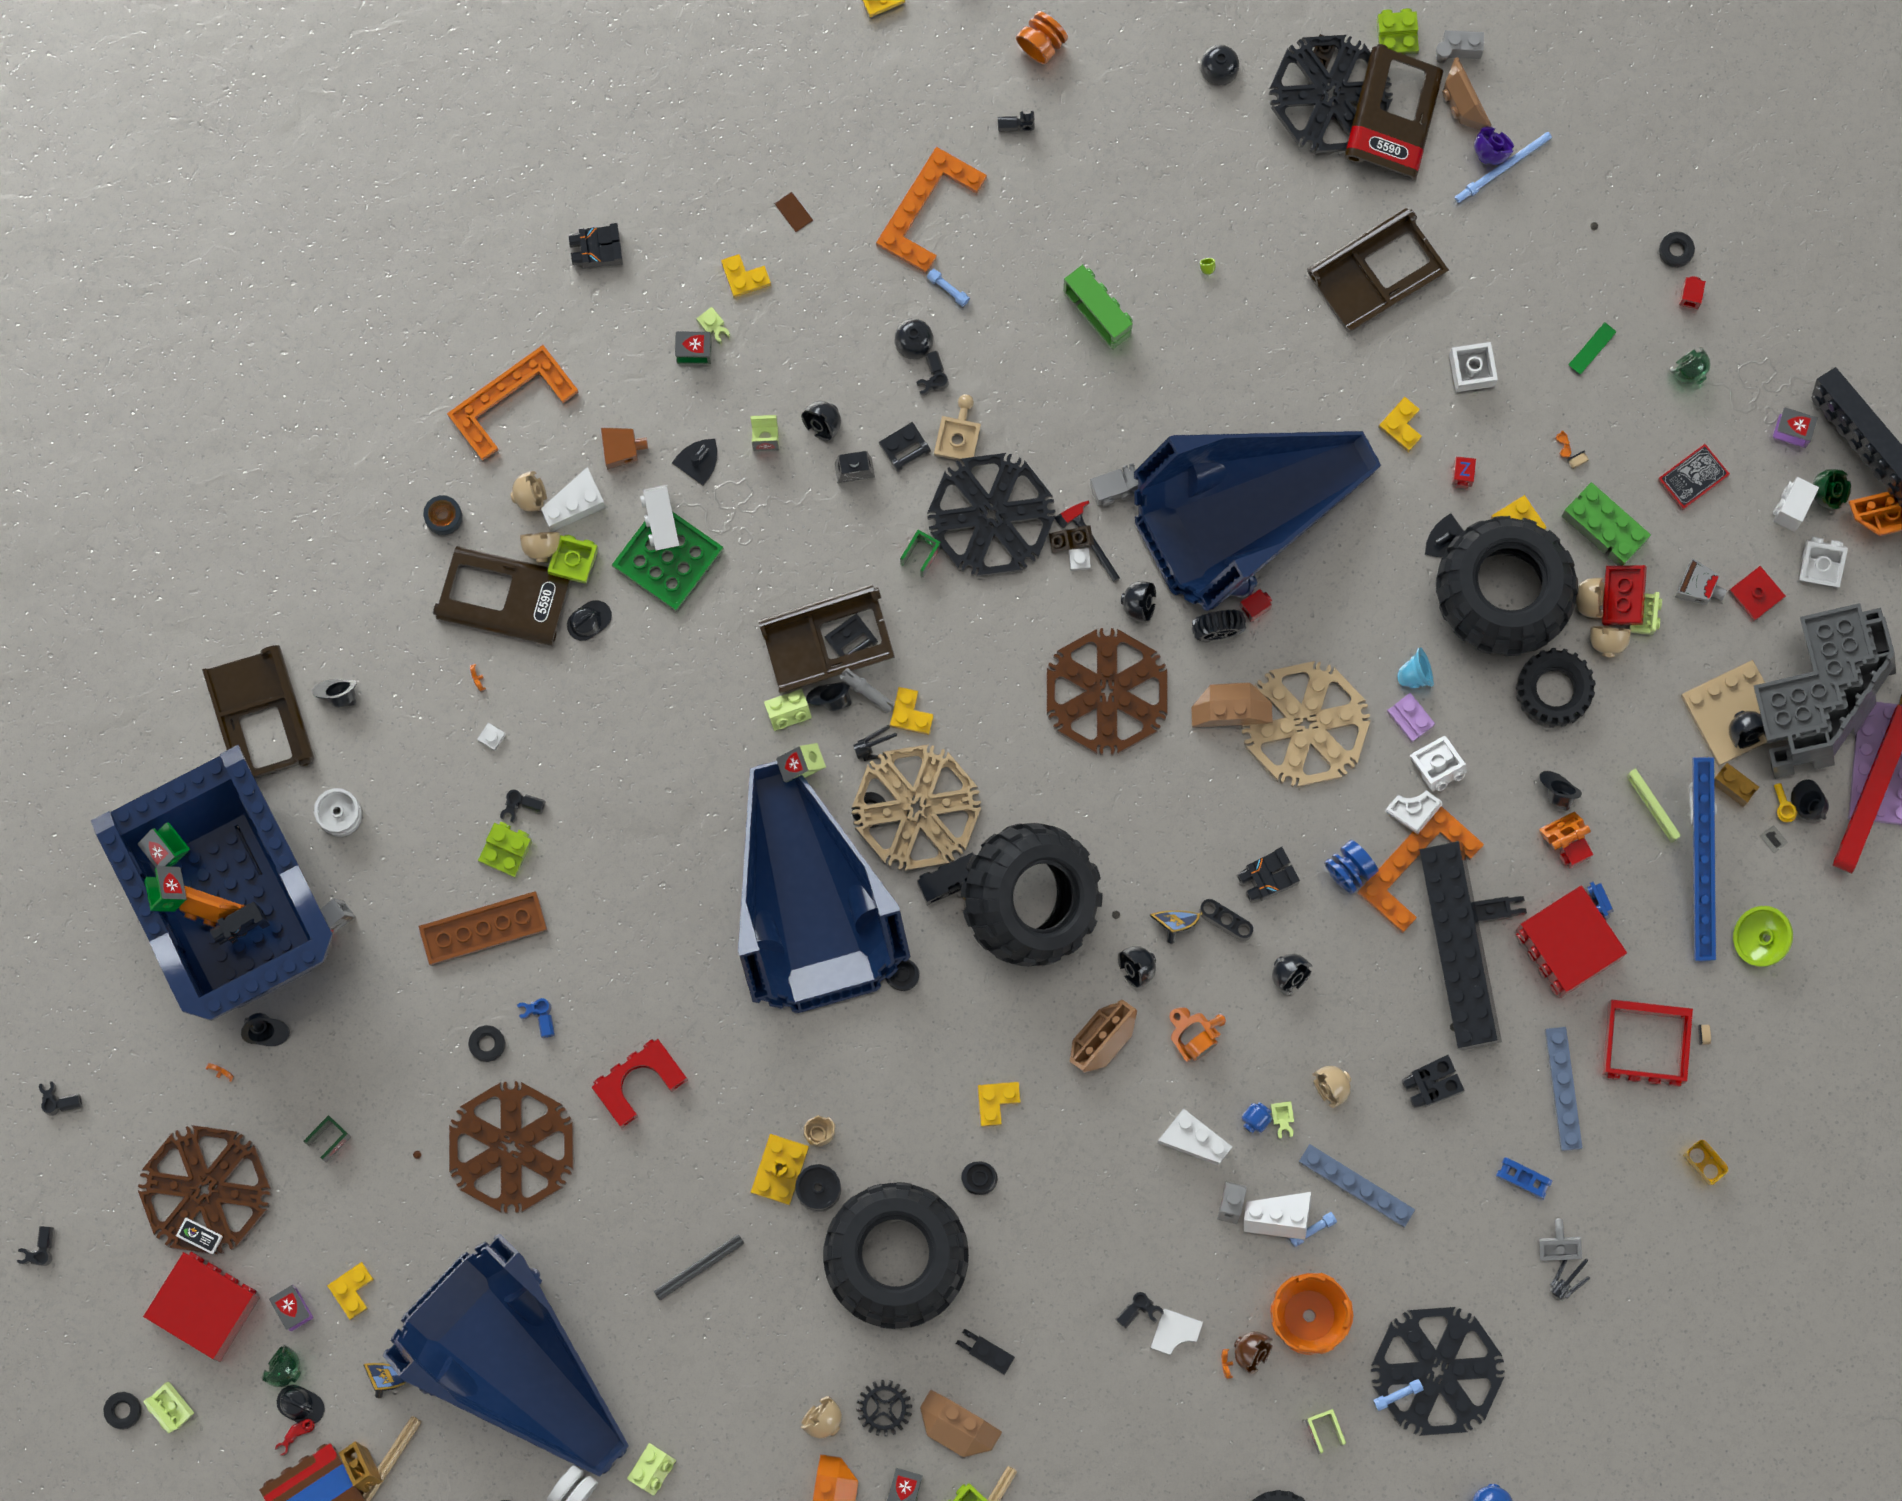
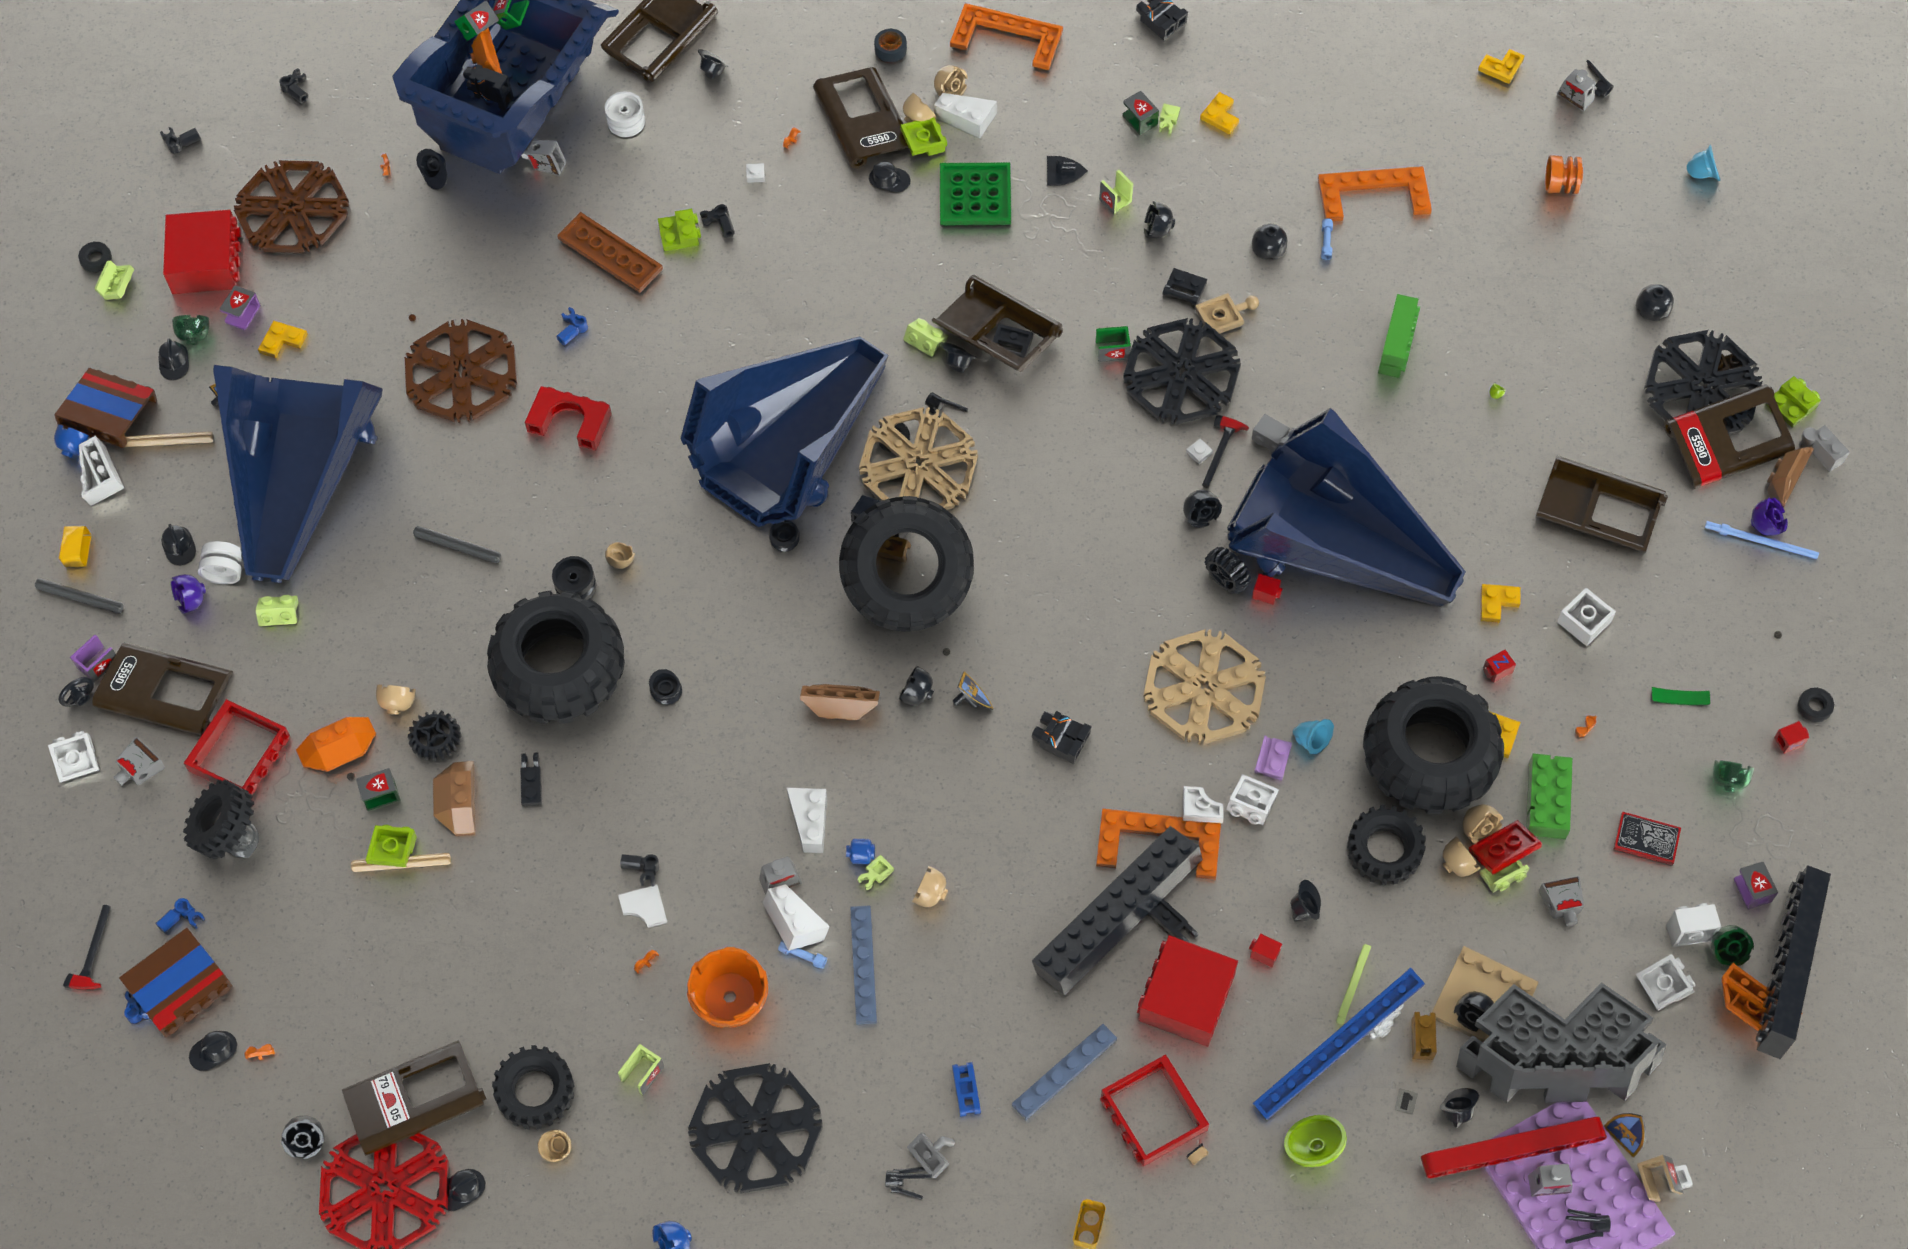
camera: 55 degrees right, 15 degrees down
(199, 1236) = (253, 220): tile -> none
(296, 1430) = (154, 369): red arm -> none
(320, 1129) = (382, 261): dark green piece -> none
(360, 1469) = (148, 418): pearl gold brick -> none
(486, 1056) = (526, 297): black tyre -> none
(621, 446) = (1030, 116): dark orange torso -> none
(659, 517) = (997, 163): white wedge -> none
(779, 1169) = (576, 543): yellow plate -> none
(793, 211) = (1295, 114): reddish brown sticker -> none
(801, 761) = (886, 357): piece -> none
(854, 467) = (1141, 262): black torso -> none
(860, 685) = (980, 374): light grey pin -> none
(906, 717) = (985, 413): yellow plate -> none
(939, 380) = (1253, 276): black bar -> none
(993, 1096) = (734, 657): yellow plate -> none
(1012, 123) = (1491, 204): black bar -> none
(1071, 539) = (1209, 434): dark brown slope -> none
(1090, 699) = (1116, 547): reddish brown plate -> none
(1201, 1043) = (890, 771): orange piece -> none
(1220, 911) = (1002, 736): black beam -> none
(1231, 706) = (1174, 623): medium nougat wedge -> none
(1252, 1350) = (668, 971): reddish brown cylinder -> none
(1290, 972) = (996, 800): black cylinder -> none
(1348, 869) = (1115, 786): blue wheel -> none
(1414, 1387) = (726, 1113): light blue bar -> none
(1427, 1083) = (991, 965): black hips -> none
(1565, 830) = (1276, 928): orange plate -> none
(1578, 459) = (1583, 744): tan piece -> none
(1598, 892) = (1242, 992): blue piece -> none
(1757, 593) = (1596, 950): red plate -> none
(1786, 811) = (1437, 1093): yellow plate -> none

